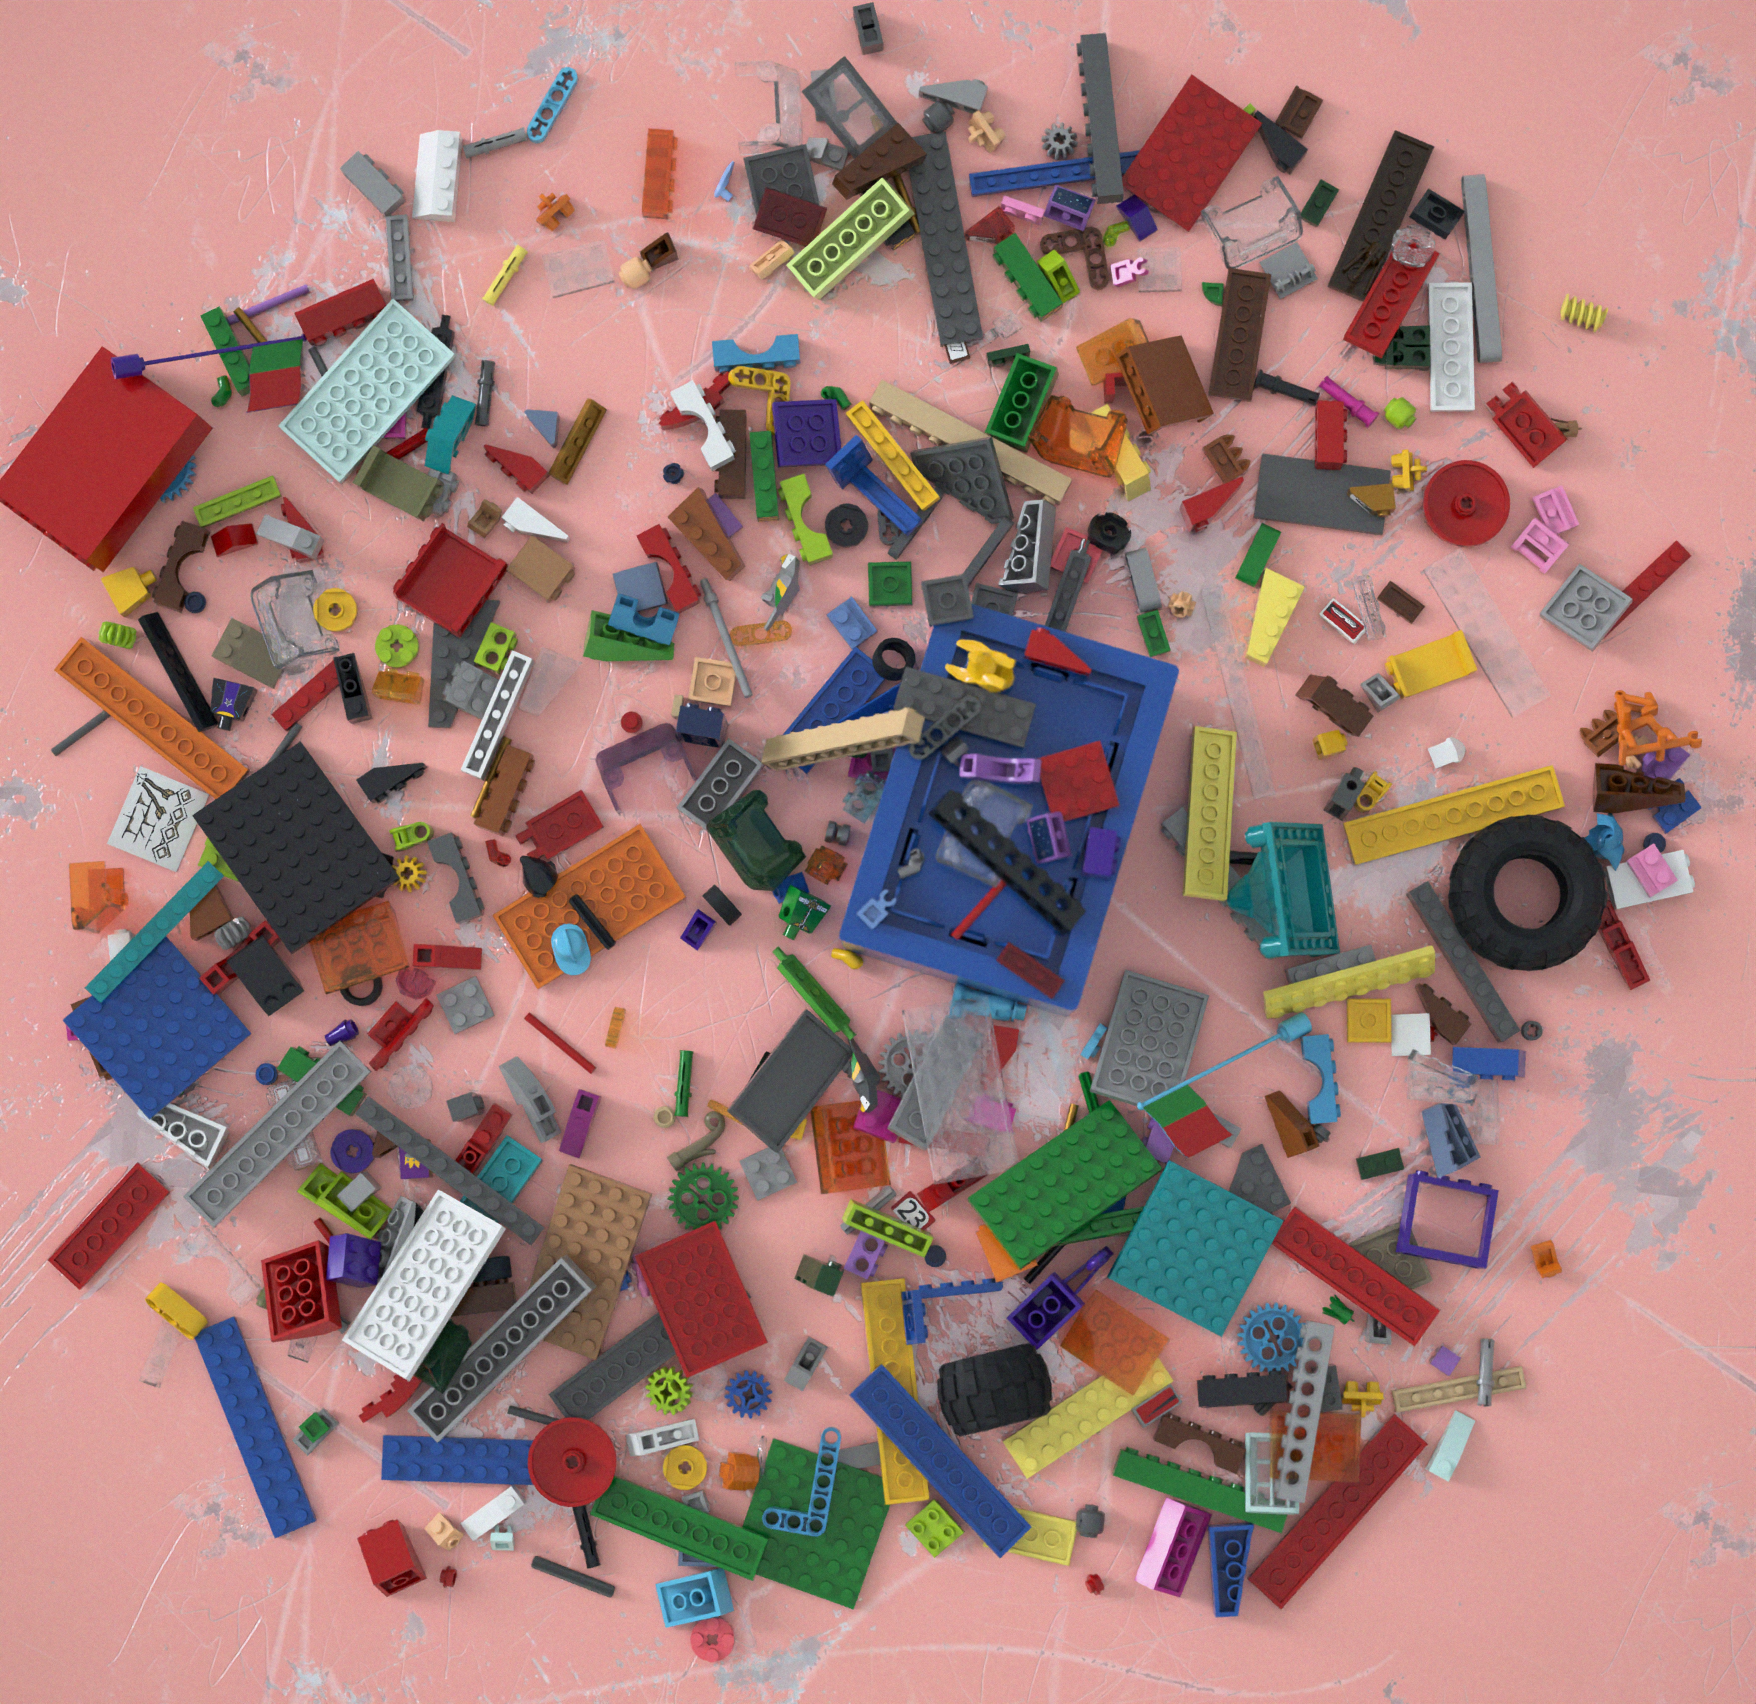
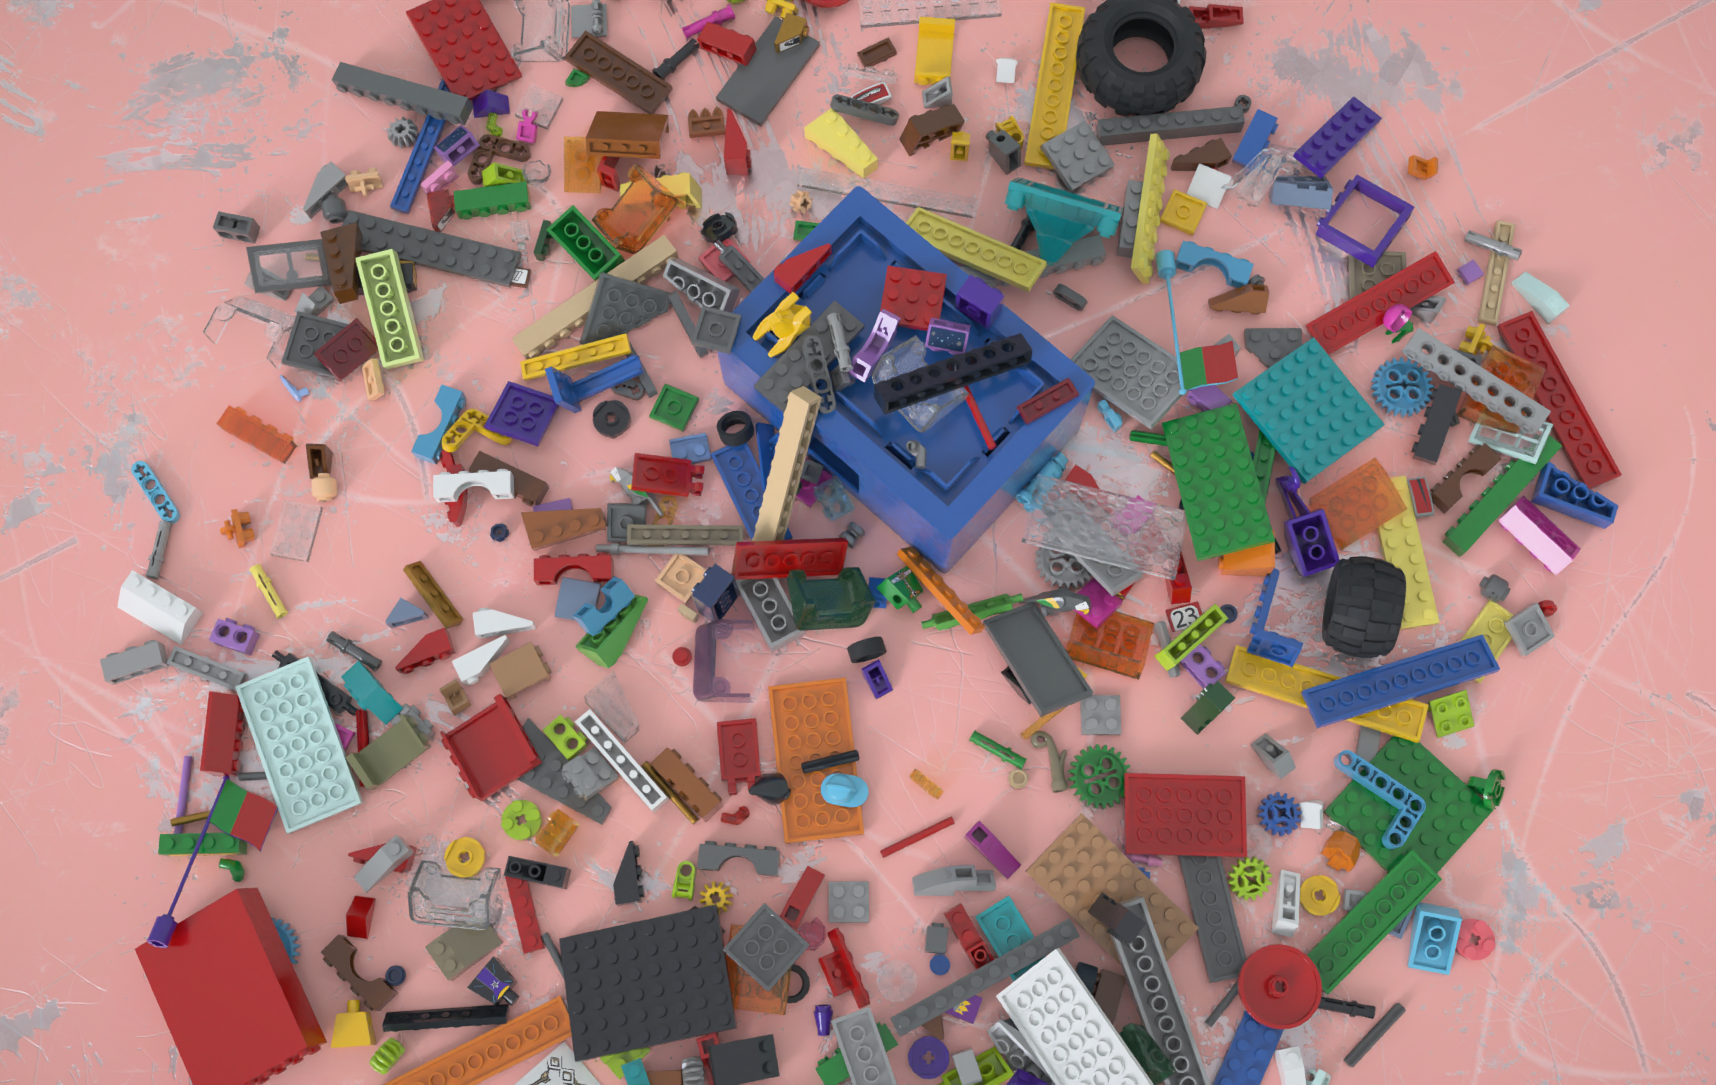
camera: 70 degrees left, 10 degrees down
(237, 501) = (330, 898): lime plate -> none
(379, 945) = (766, 947): none -> dark grey plate
(439, 268) = (233, 639): none -> medium lavender brick
(445, 1123) = (939, 965): none -> blue piece
(554, 1271) = (1121, 921): none -> black wedge
(578, 519) = (495, 623): none -> white slope
(742, 597) = (620, 515): none -> dark grey plate
(756, 663) = (684, 535): none -> dark tan plate
(763, 1426) = (1312, 814): none -> white tile
(764, 476) = (539, 461): green brick -> none
(774, 779) = (778, 557): none -> red plate
(808, 612) = (666, 475): none -> red tile
(814, 545) = (614, 449): lime arch -> none
(816, 953) = (940, 590): none -> orange plate
(826, 865) = (873, 554): clear orange hair -> none
(837, 393) = (503, 380): green arm -> none
(848, 957) = (955, 571): yellow arm -> none
(872, 1598) = (1489, 788): none -> green tile
(873, 912) = (942, 499): medium blue plate -> none
(981, 736) = (841, 349): none -> light grey pin
(1061, 1574) = (1529, 629): none -> light grey plate
(1080, 307) = (536, 173): none -> clear hair
(1143, 580) = (767, 221): light grey beam -> none
(1208, 941) = (1070, 297): none -> dark grey beam
(1258, 555) = (791, 133): green beam -> none
(1323, 620) = (865, 110): none -> dark grey beam
(1342, 1298) = (1396, 317): none -> dark pink hair
(1378, 877) = (1077, 156): none -> light grey plate
(1379, 1164) = (1297, 252): dark green plate -> none
(1533, 1151) = (1337, 137): none -> dark purple plate

